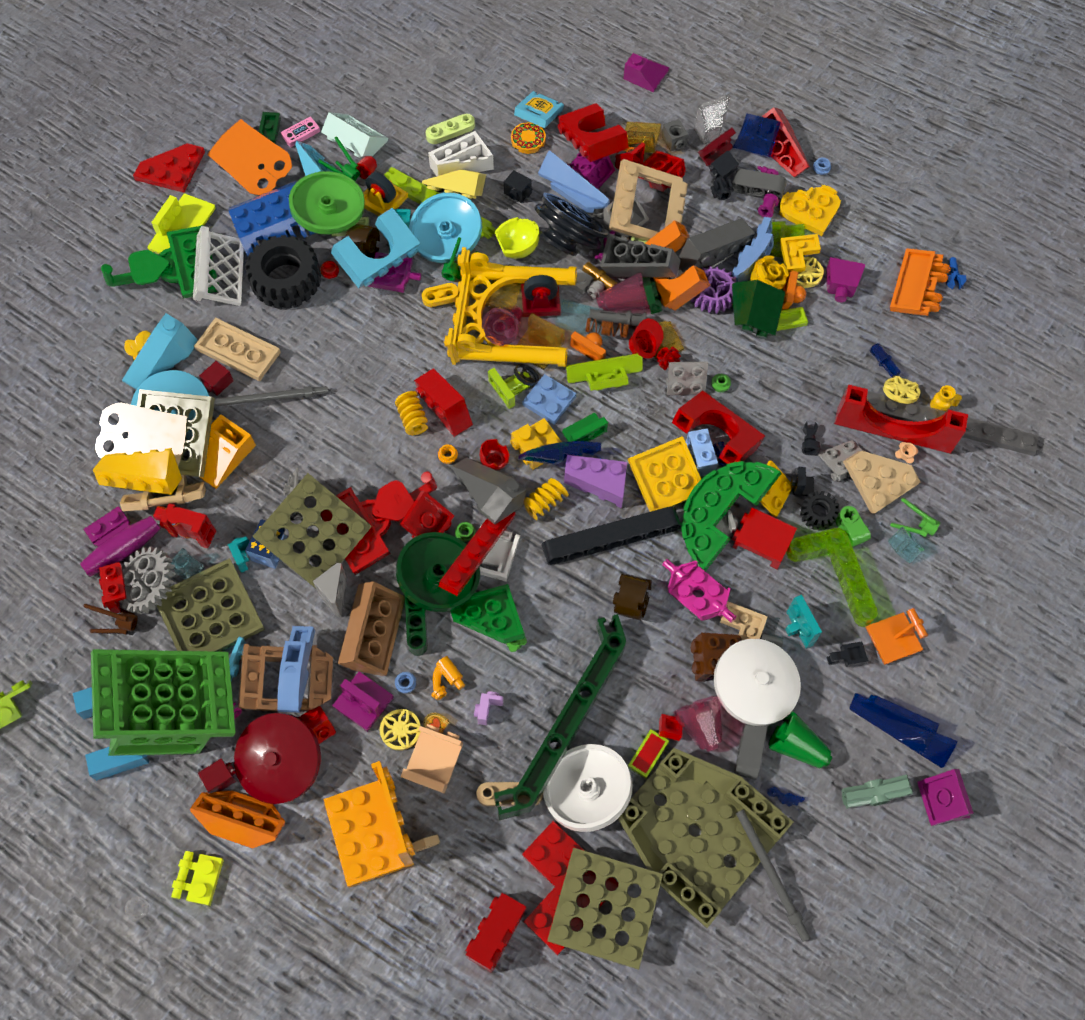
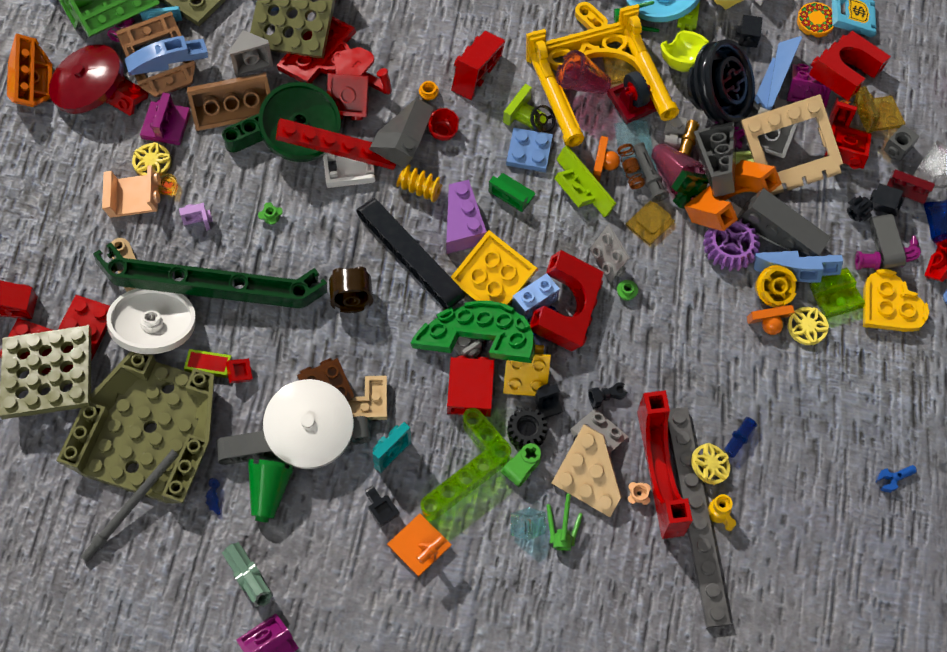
camera: 65 degrees right, 0 degrees up
(218, 776) = (56, 46): dark red brick -> none
(369, 830) = (56, 172): light orange bracket -> none
(402, 677) = (192, 142): medium blue plate -> none
(411, 413) = (452, 43): yellow piece -> none
(426, 843) = (58, 218): tan tile -> none
(450, 672) = (217, 177): light orange plant -> none
(465, 526) = (358, 130): bright green plate -> none
(491, 614) = (284, 184): green plate -> none
(532, 437) = (476, 156): yellow plate -> none
(542, 334) = (588, 115): clear yellow bracket -> none
(557, 452) = (465, 168): clear blue slope -> none
(646, 338) = (636, 202): red piece -> none
(666, 356) = (627, 231): red gear -> none
(690, 577) = (390, 332): dark pink plate -> none
(702, 722) = (250, 393): clear pink cone -> none
(757, 307) = (724, 287): dark green slope -> none
(792, 319) = (738, 327): lime tile -> none
(795, 247) = (822, 299): yellow plate -> none
(843, 278) = (818, 363): magenta torso -> none
(905, 726) = (327, 586): clear blue wedge -> none
(918, 281) = (863, 437): orange hinge -> none

